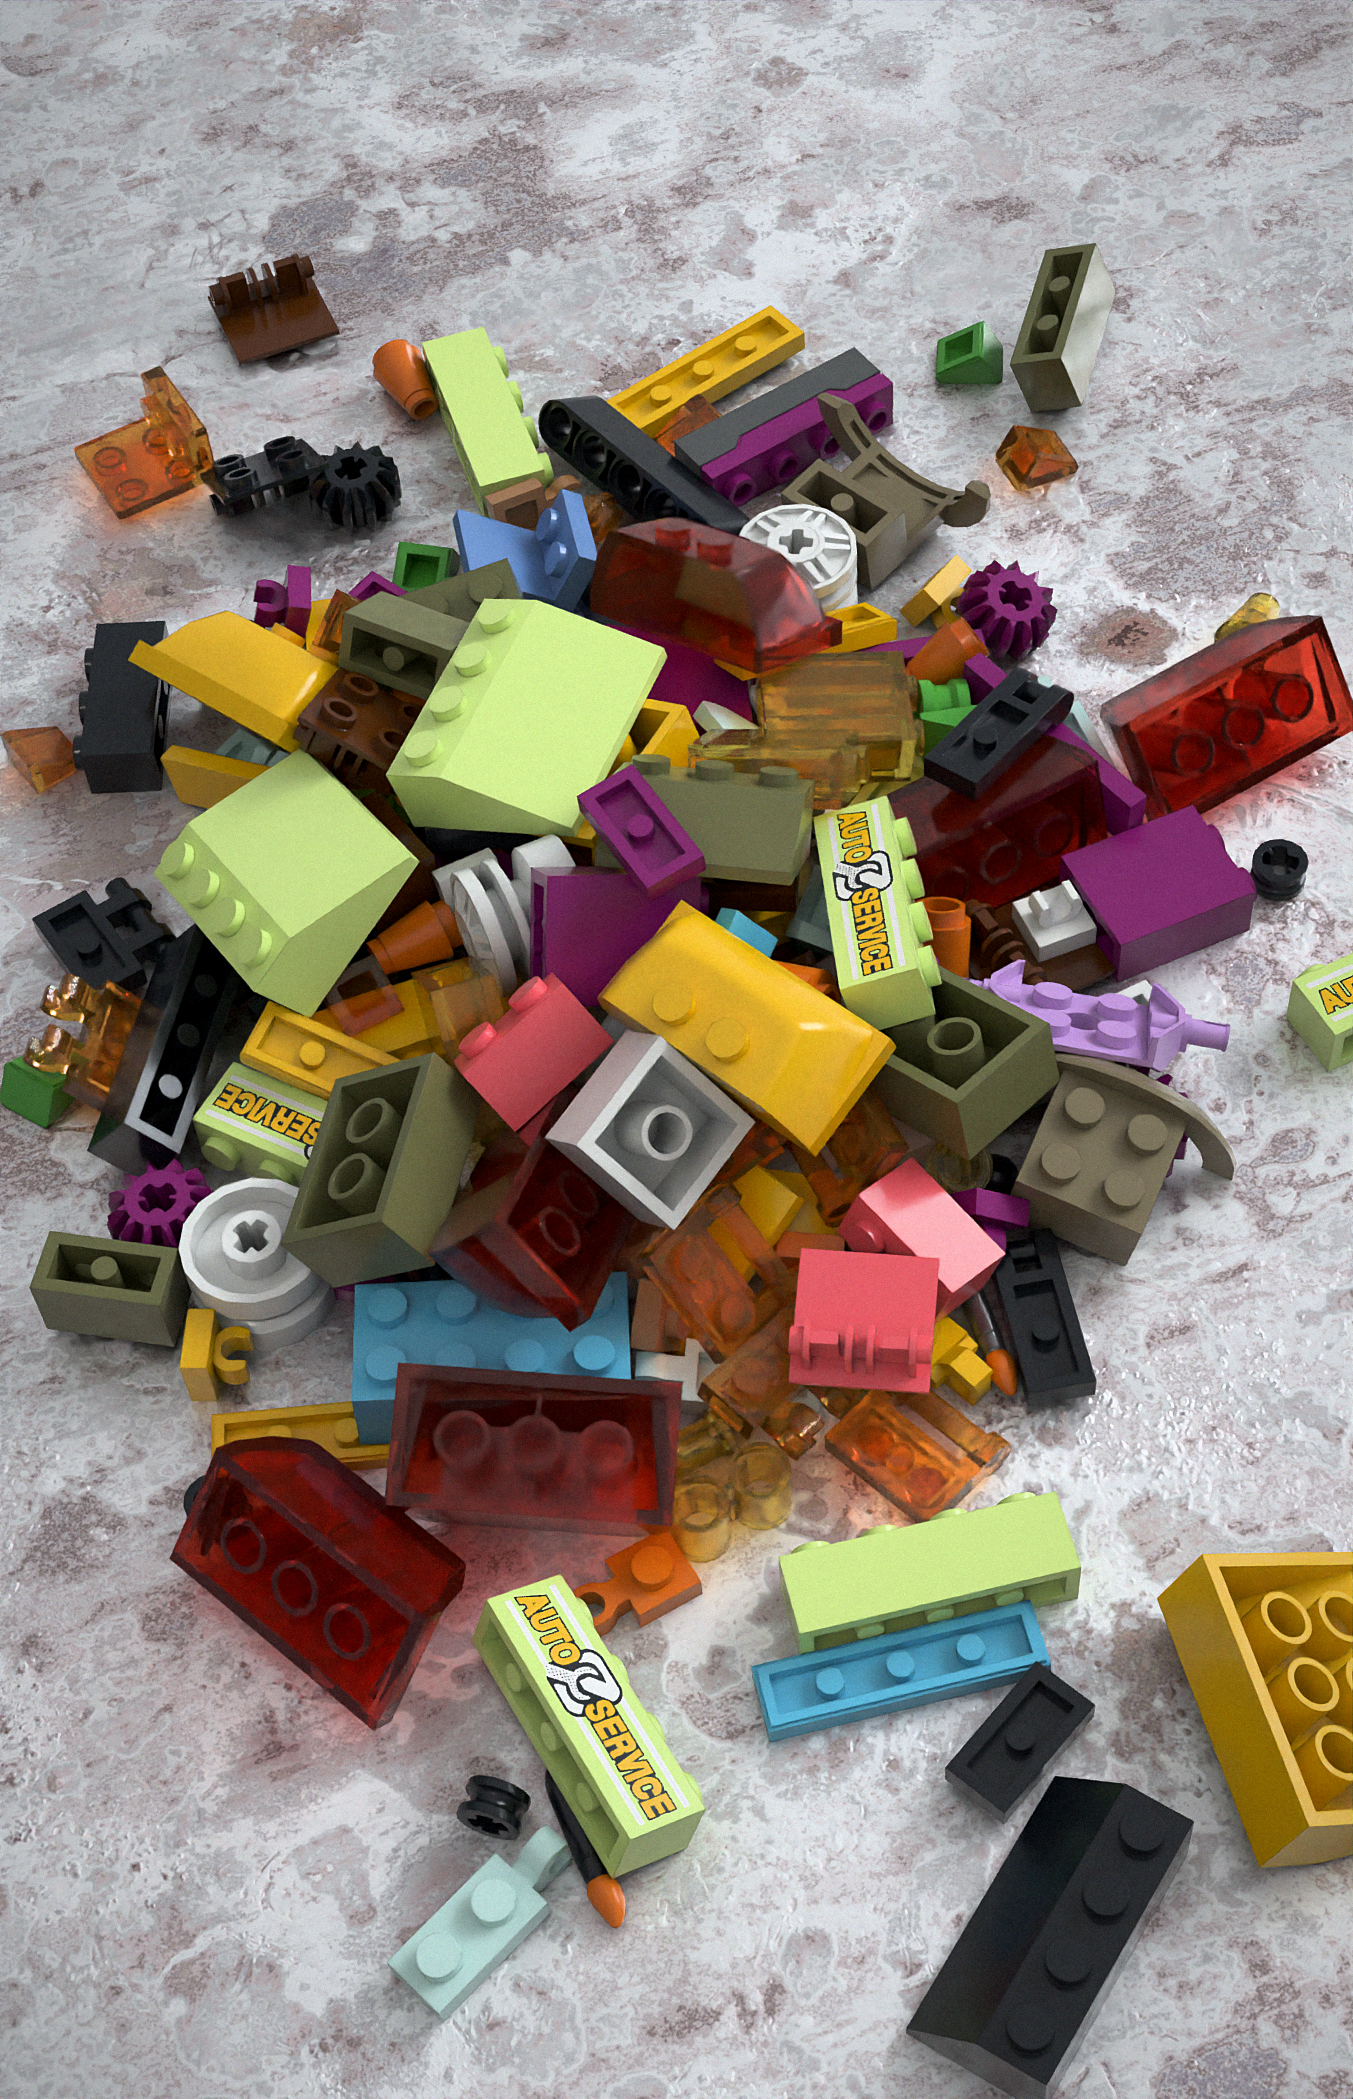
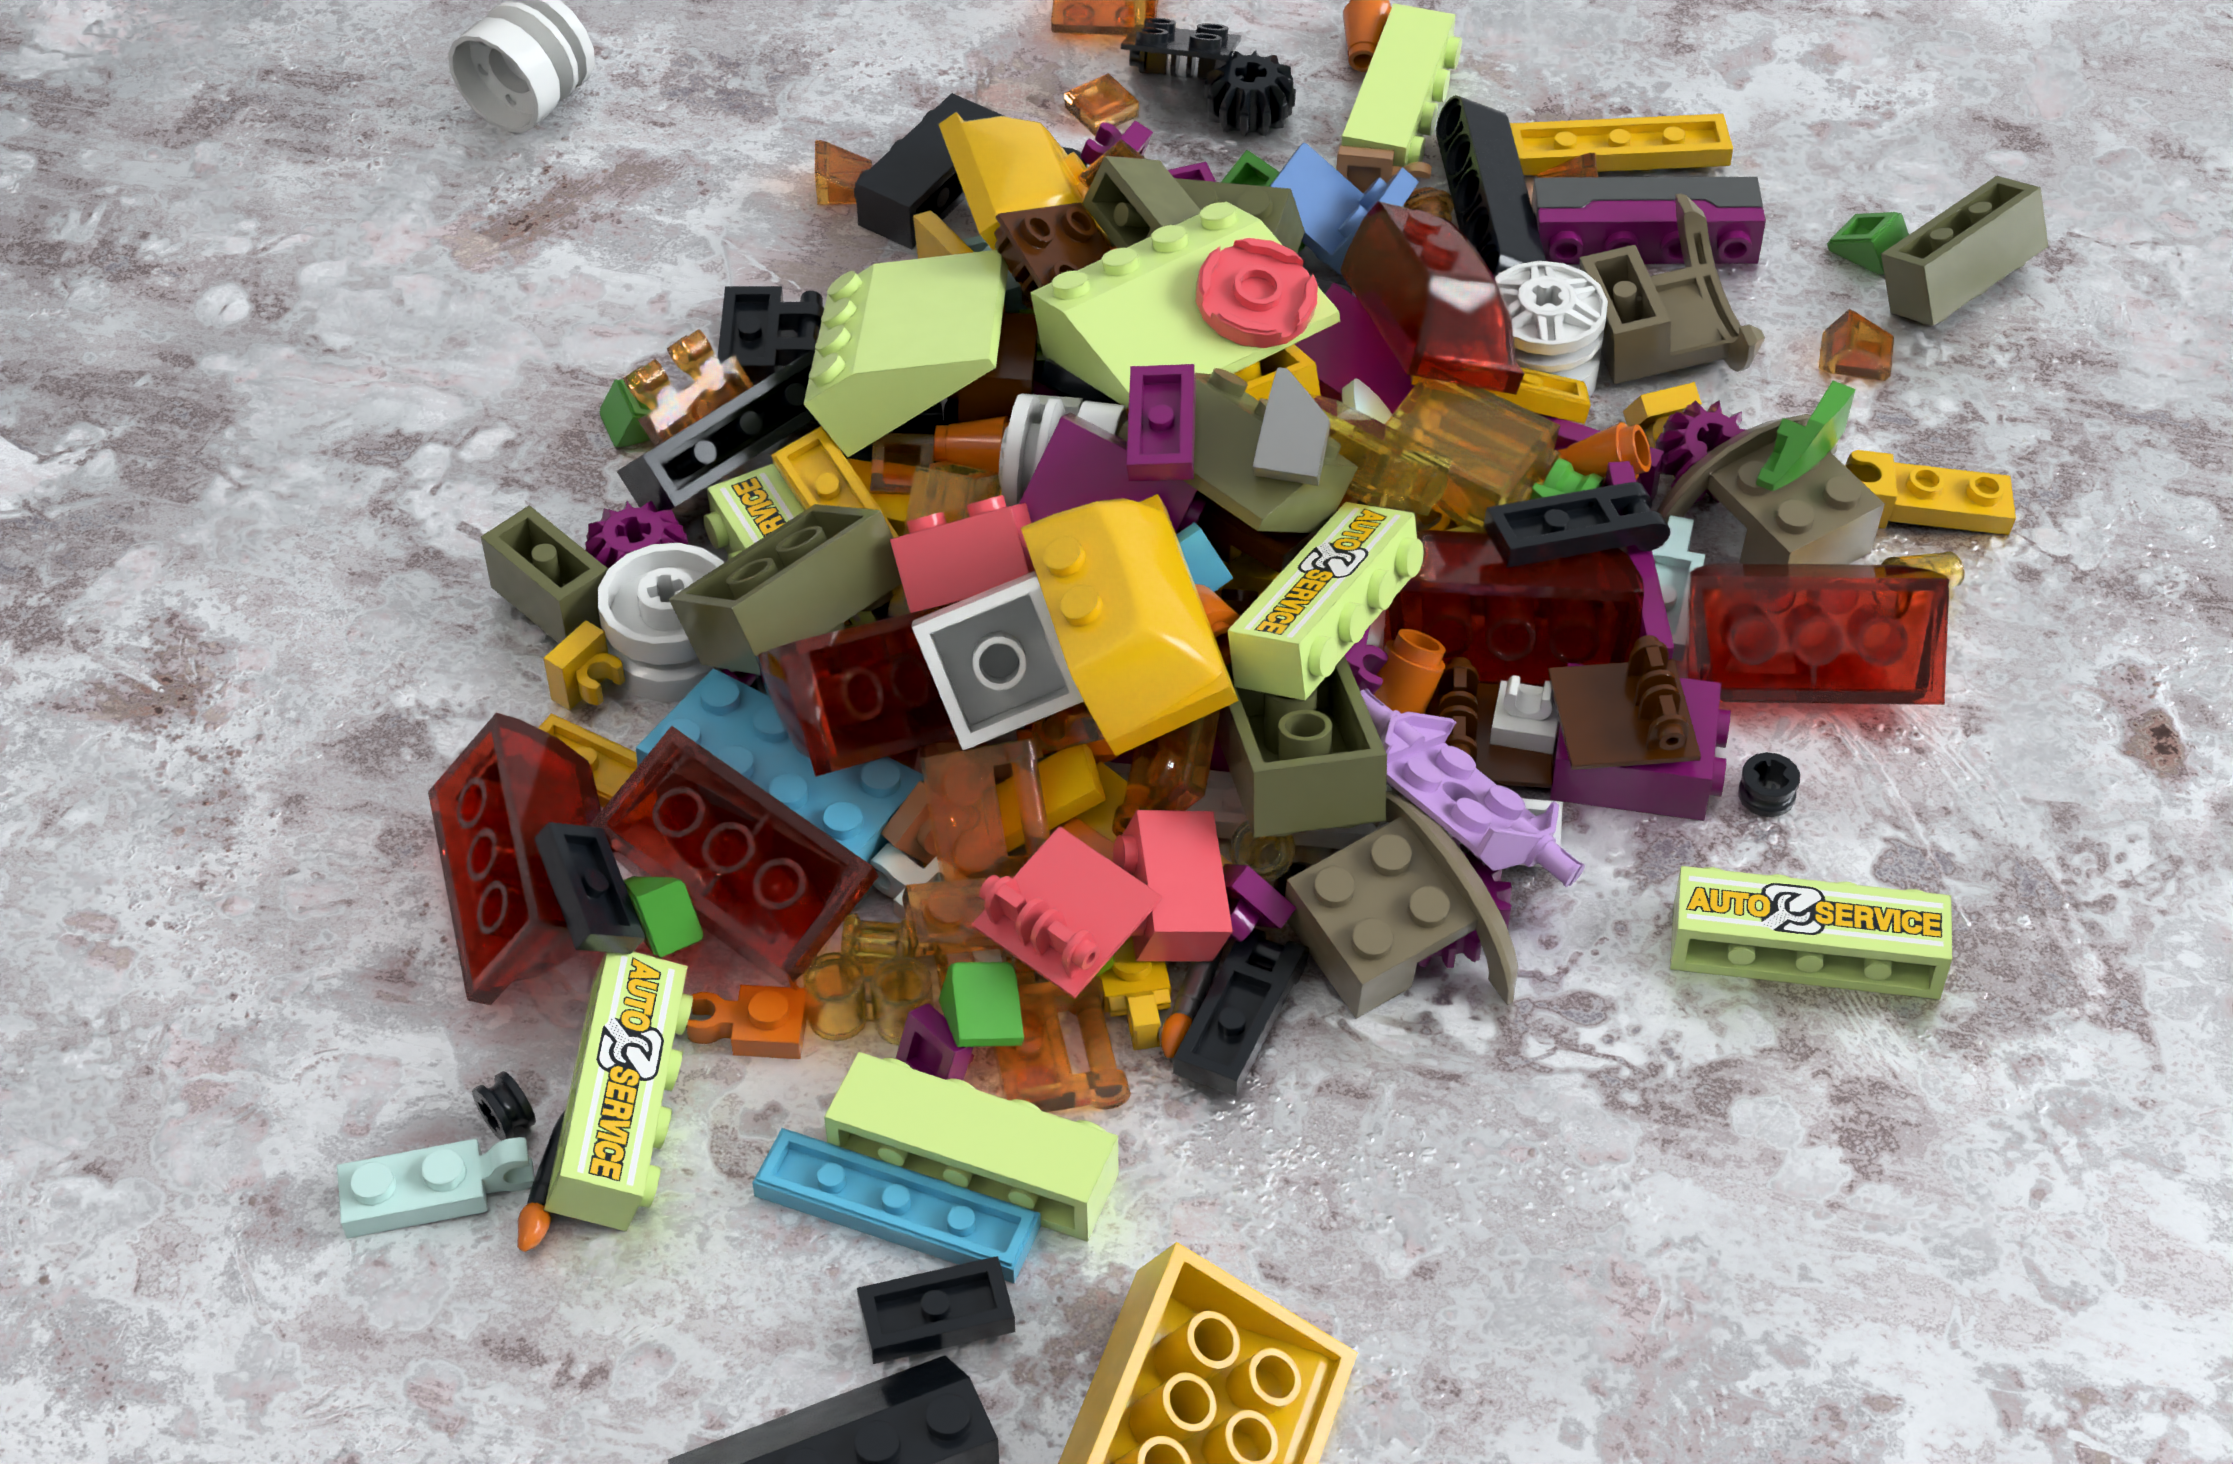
camera: 30 degrees right, 5 degrees down
(222, 565) = (1101, 102): none -> clear orange tile
(440, 1559) = (589, 888): none -> black plate
(507, 1541) = (664, 913): none -> bright green slope
(590, 669) = (1256, 293): none -> coral tile
(764, 778) = (1291, 433): none -> light grey slope
(827, 1507) = (930, 1047): none -> magenta tile
(850, 1448) = (982, 1004): none -> bright green slope
(1104, 563) = (1802, 447): none -> bright green slope
(1104, 611) = (1813, 520): none -> dark tan piece
(1148, 872) = (1625, 710): none -> reddish brown hinge
(1194, 555) = (1936, 494): none -> yellow plate

